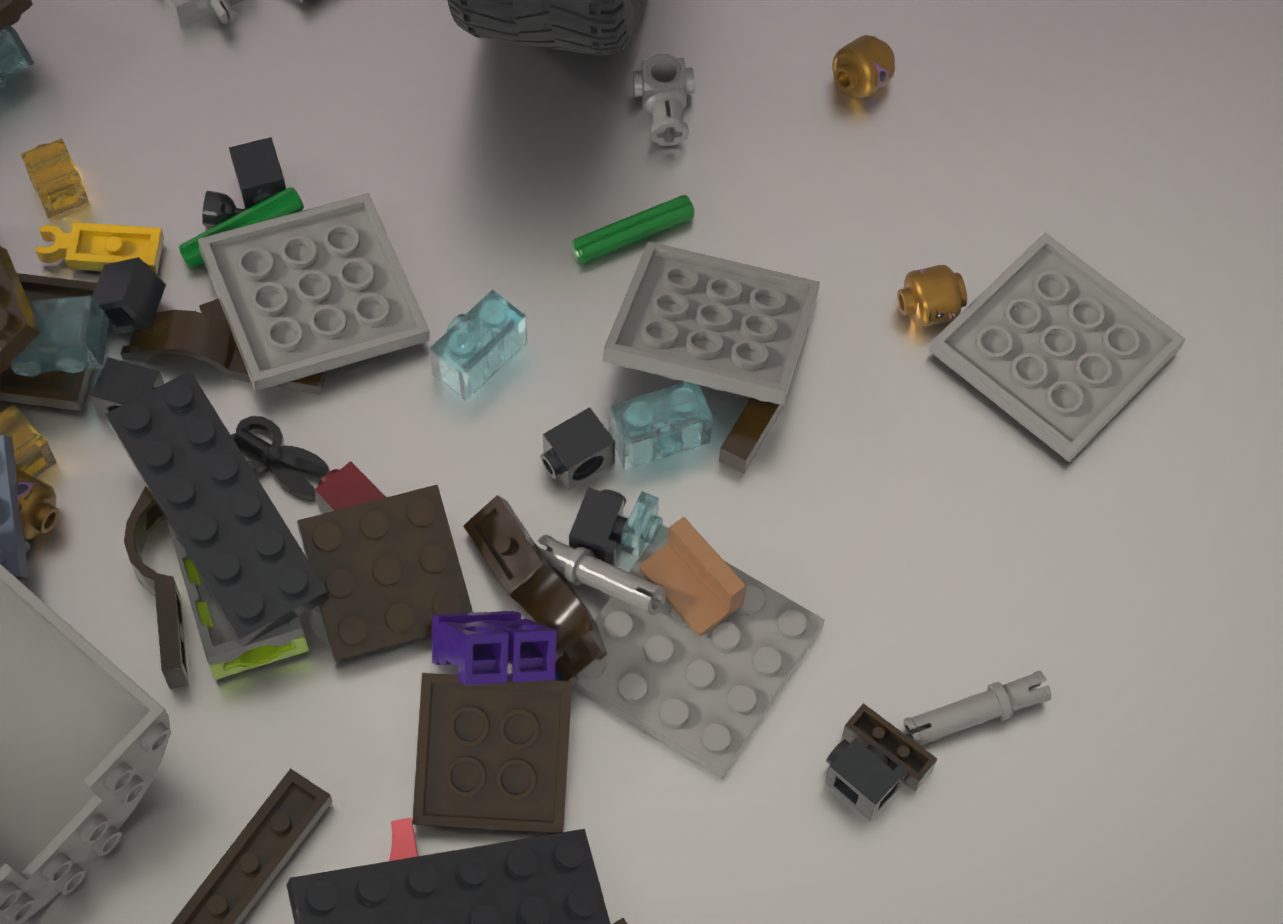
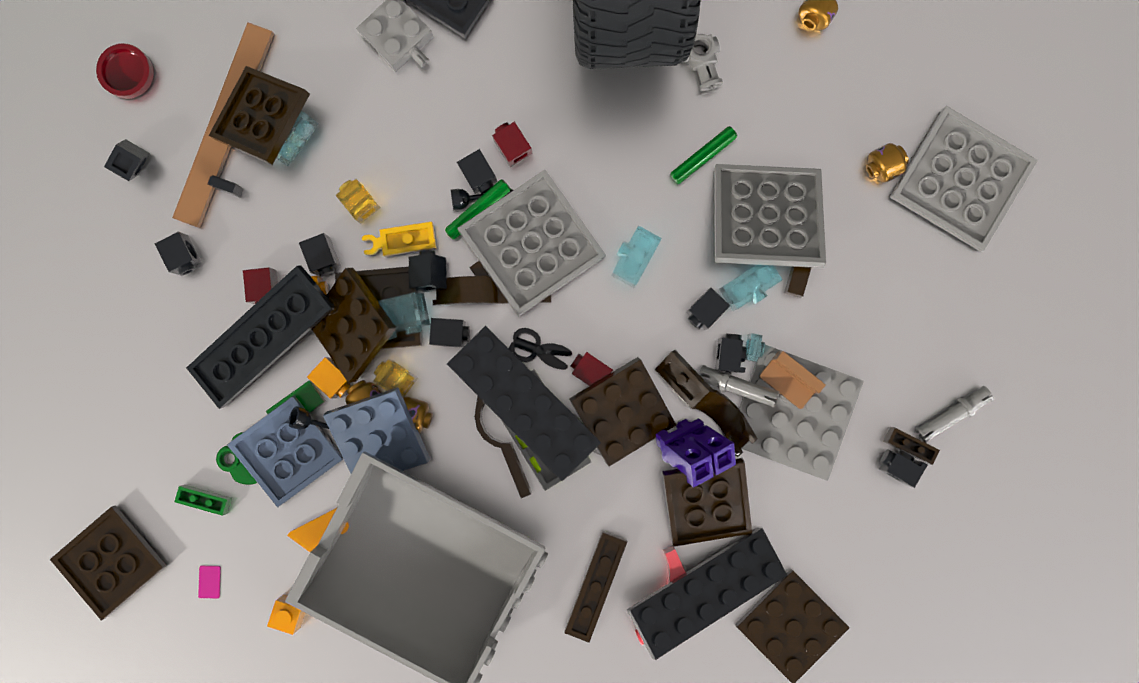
camera: 10 degrees left, 25 degrees up
(327, 149) = (511, 143): none -> dark red brick

